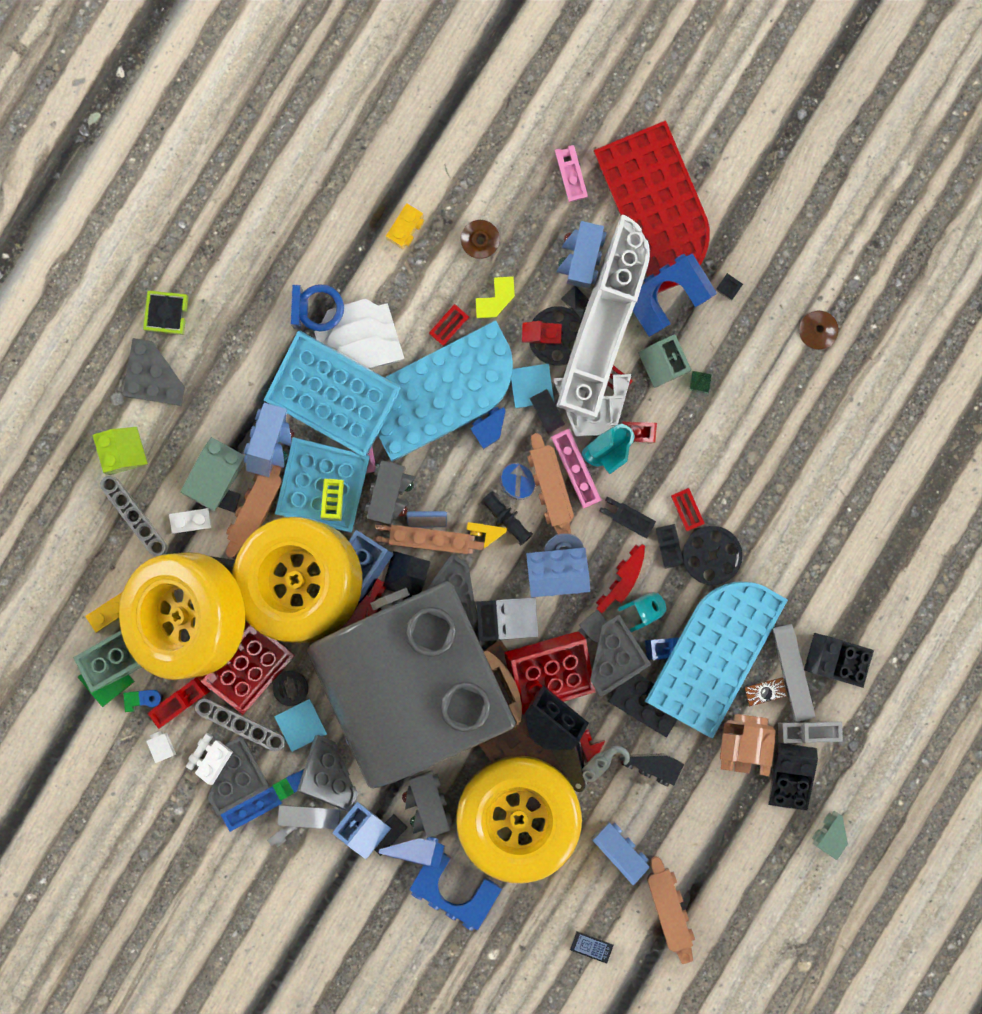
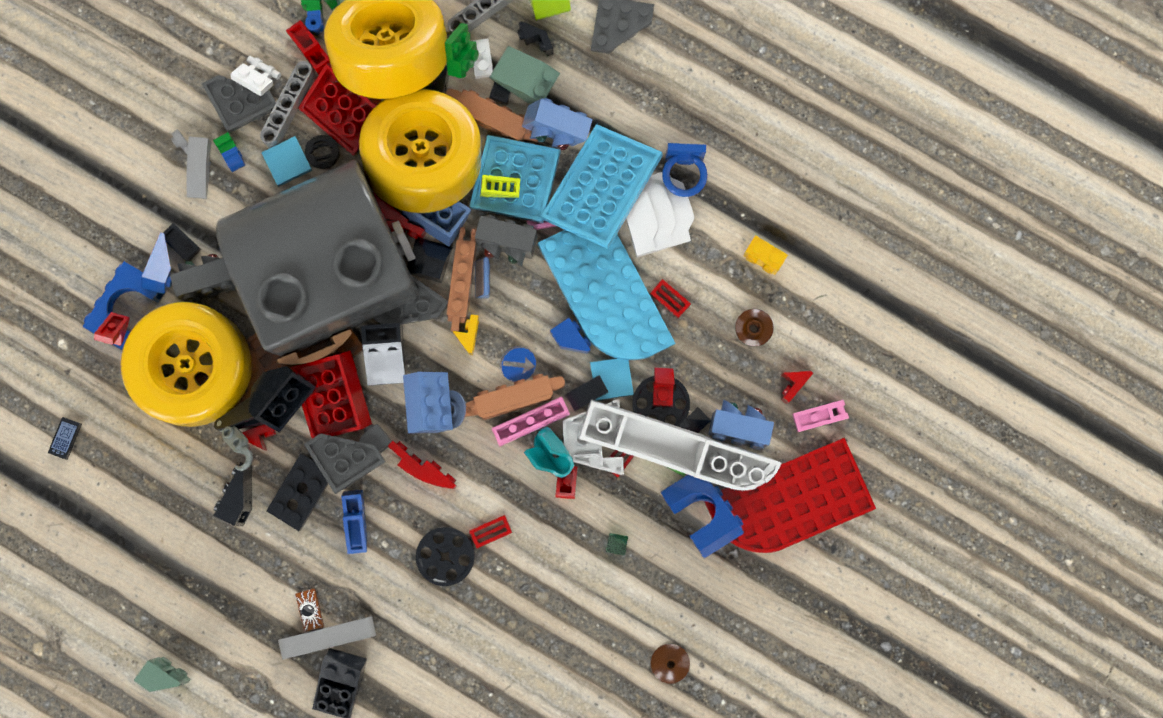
camera: 85 degrees right, 5 degrees down
(160, 746) = (268, 32): white brick -> none
(165, 312) = (678, 33): black piece -> none
(165, 469) = (532, 34): none -> black slope
(190, 539) = (460, 52): none -> green plate
(251, 809) = (207, 114): blue plate -> none
(327, 776) = (235, 184): dark grey plate -> none
(361, 830) = (183, 216): medium blue slope -> none
(482, 896) = (112, 329): none -> red slope
(493, 306) = (689, 341): neon yellow tile -> none
(506, 518) = (482, 353): black piece -> none
(535, 195) = (797, 380): none -> red slope
(621, 852) = (152, 465): medium blue slope -> none
(630, 518) = (482, 474): black hinge -> none
(645, 609) = (391, 486): teal piece -> none
(664, 361) = (636, 508): sand green slope -> none
(669, 546) = (454, 513): black slope -> none
(669, 910) = (95, 514): nougat hinge -> none
(716, 654) = (345, 559): medium azure plate -> none
(729, 287) = (711, 572): black plate -> none
(747, 742) = (255, 590): nougat piece -> none
(793, 776) = (225, 637): black slope -> none
(809, 732) = (268, 654): light grey slope -> none

